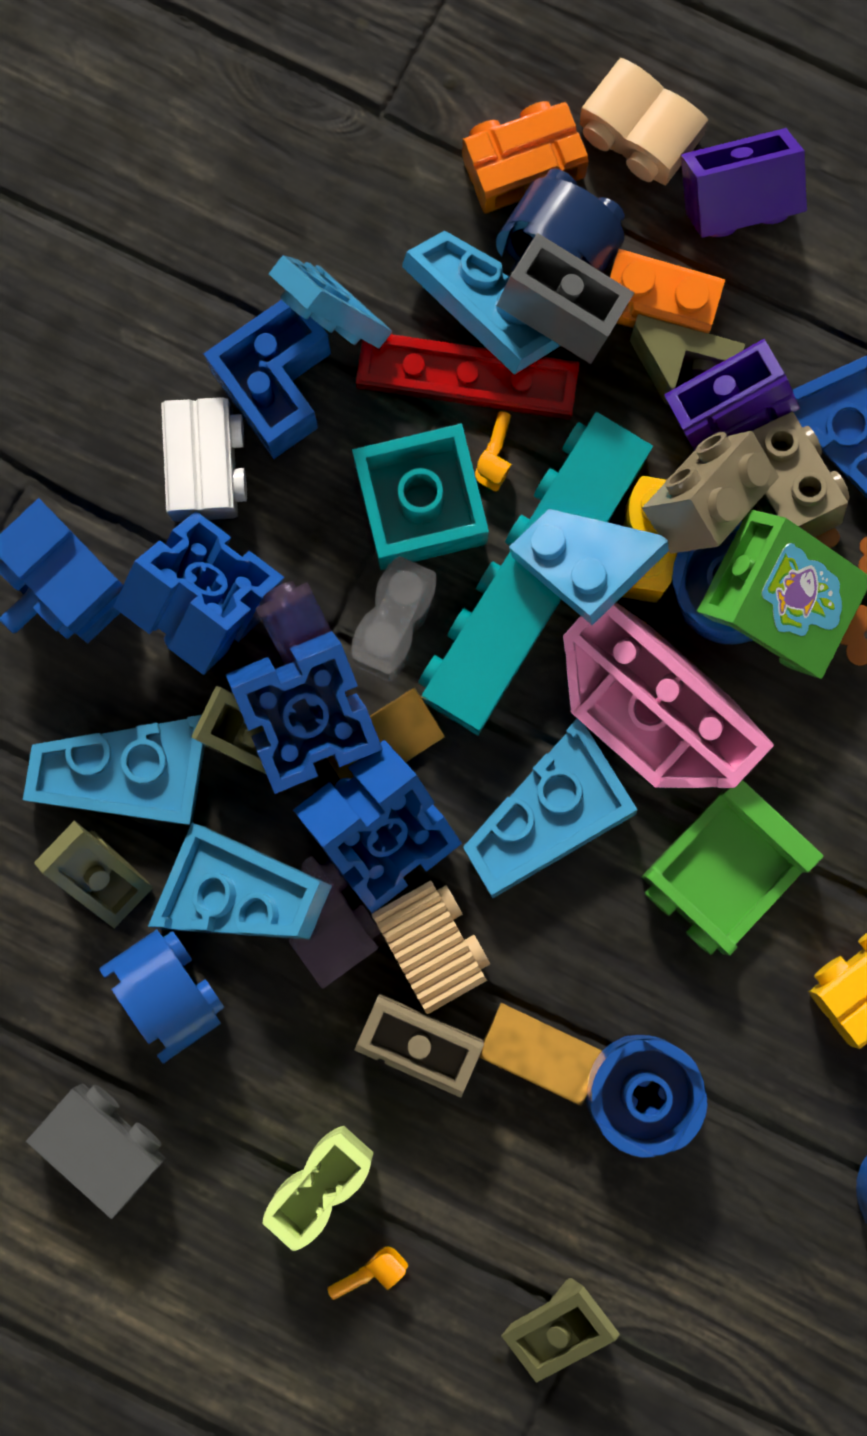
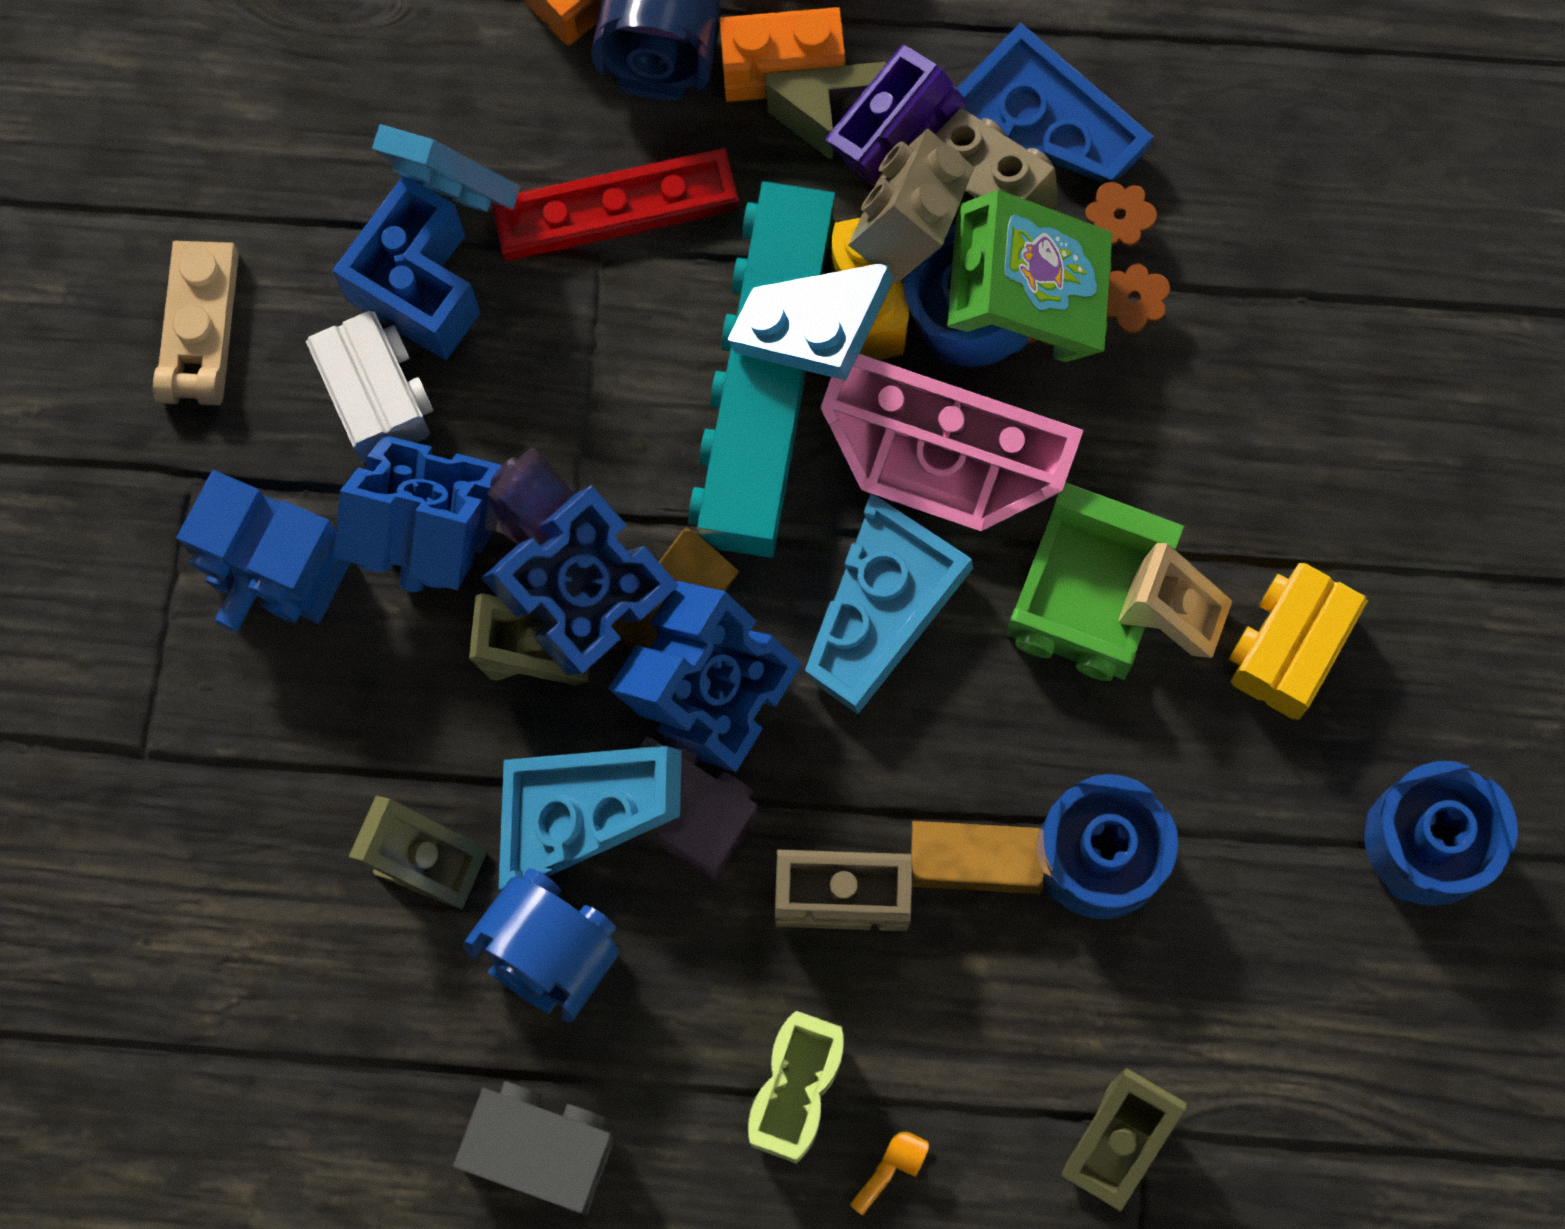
camera: 20 degrees left, 10 degrees down
(81, 343) = (197, 322): none -> tan plate
(125, 772) = (413, 738): dark azure wing -> none
(402, 606) = (639, 461): clear brick -> none
(421, 495) = (615, 333): teal brick -> none
(431, 946) = (813, 785): tan brick -> none
(469, 288) = (627, 129): dark azure wing -> none
(490, 468) = (677, 284): light orange hand -> none
(564, 298) = (684, 80): dark grey brick -> none
(789, 913) = (1176, 600): none -> tan slope

